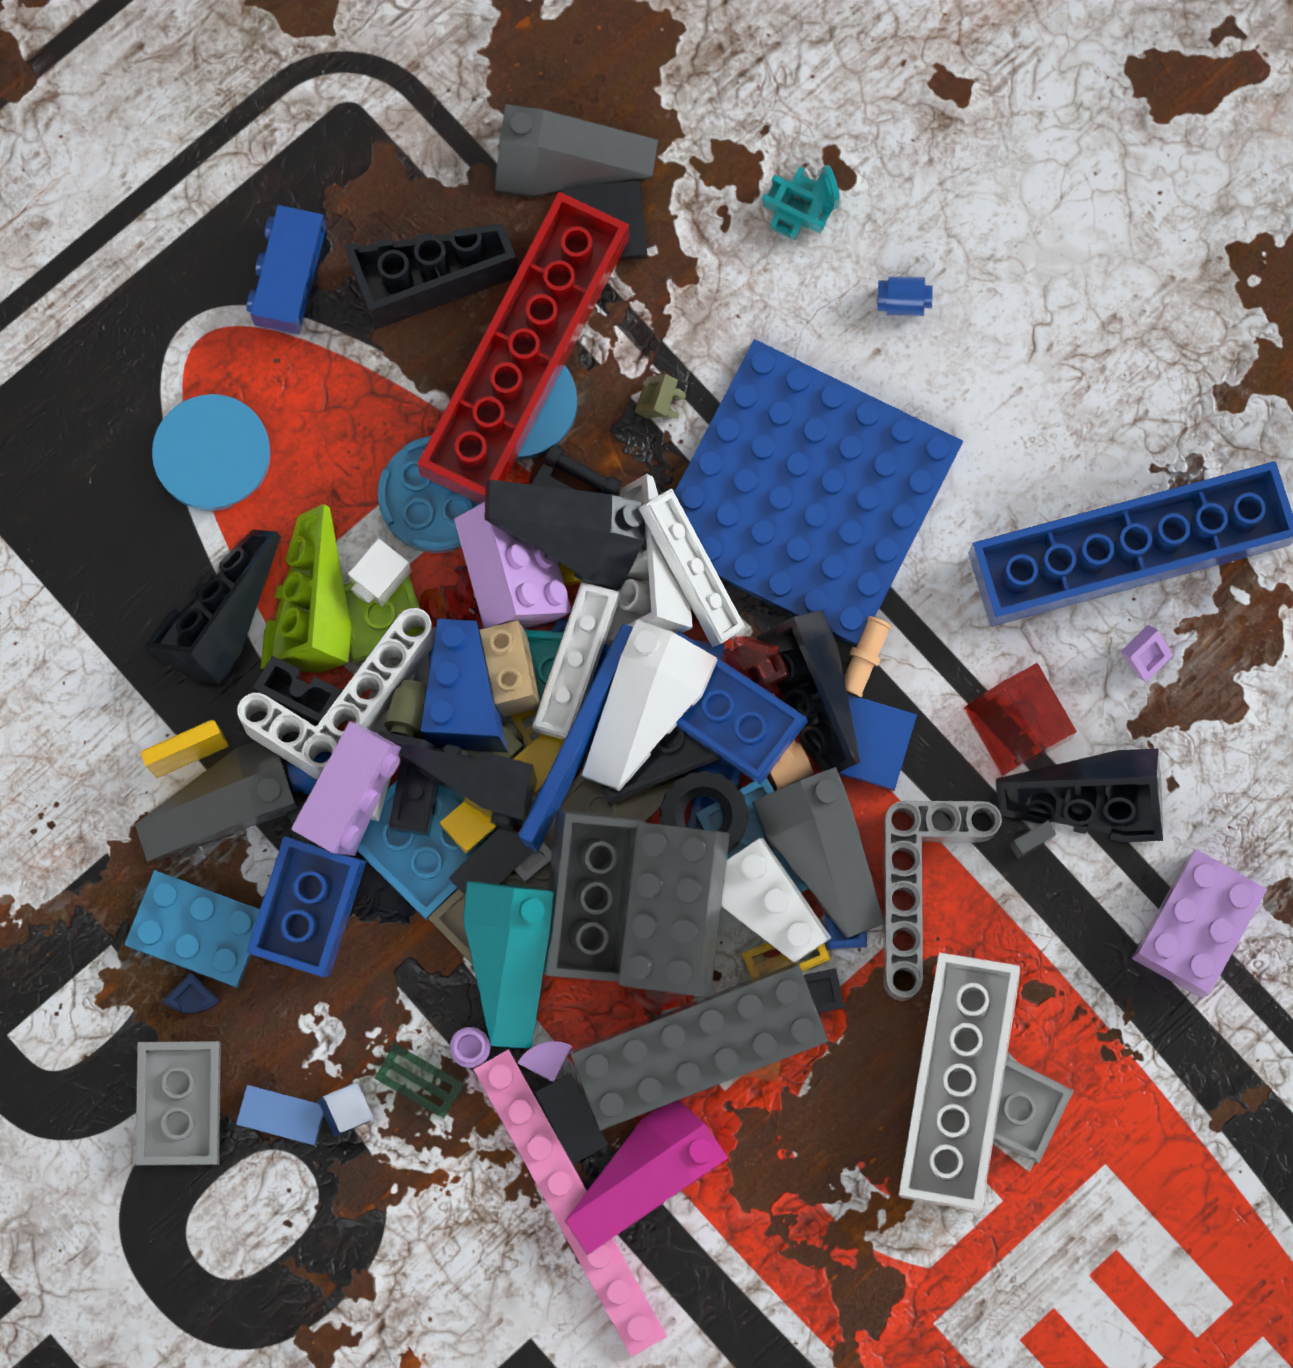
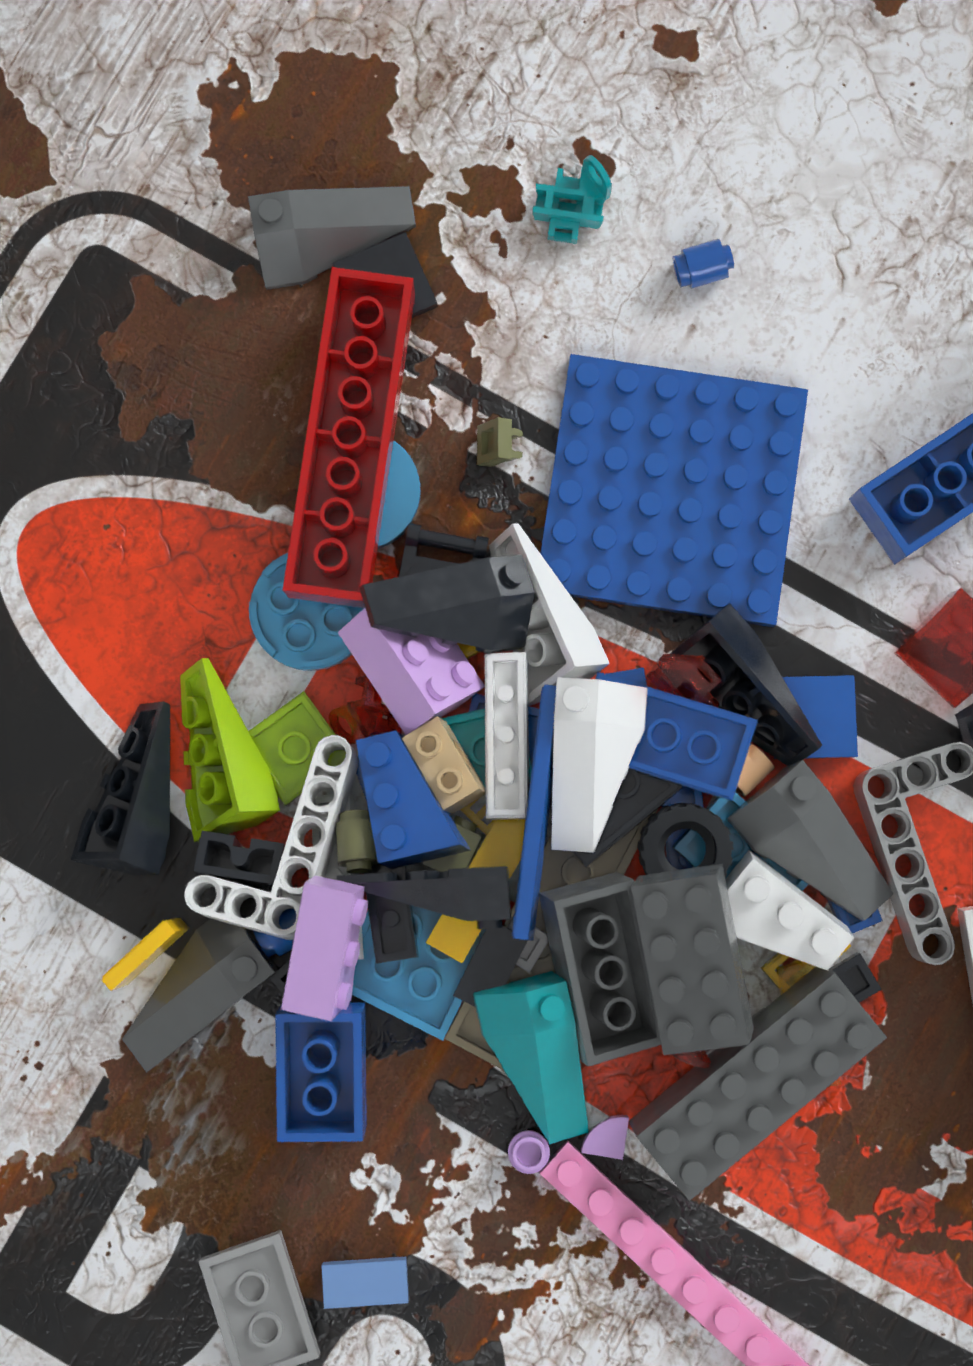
camera: 20 degrees left, 5 degrees up
(191, 997) = (236, 1193): dark blue tile -> none
(194, 929) = (216, 1124): dark azure plate -> none
(211, 452) = (72, 640): dark azure tile -> none
(286, 269) = (85, 433): blue brick -> none
(345, 1109) = (427, 1257): tile -> none
(378, 573) = (280, 711): white brick -> none
(430, 270) = (228, 388): black wedge -> none
(449, 1098) = (493, 1185): clear green tile -> none
(571, 1119) = (651, 1189): black tile -> none
(652, 1166) = (746, 1225): dark pink wedge -> none
(692, 567) = (588, 602): white tile -> none
(865, 655) = (785, 633): light nougat pin -> none

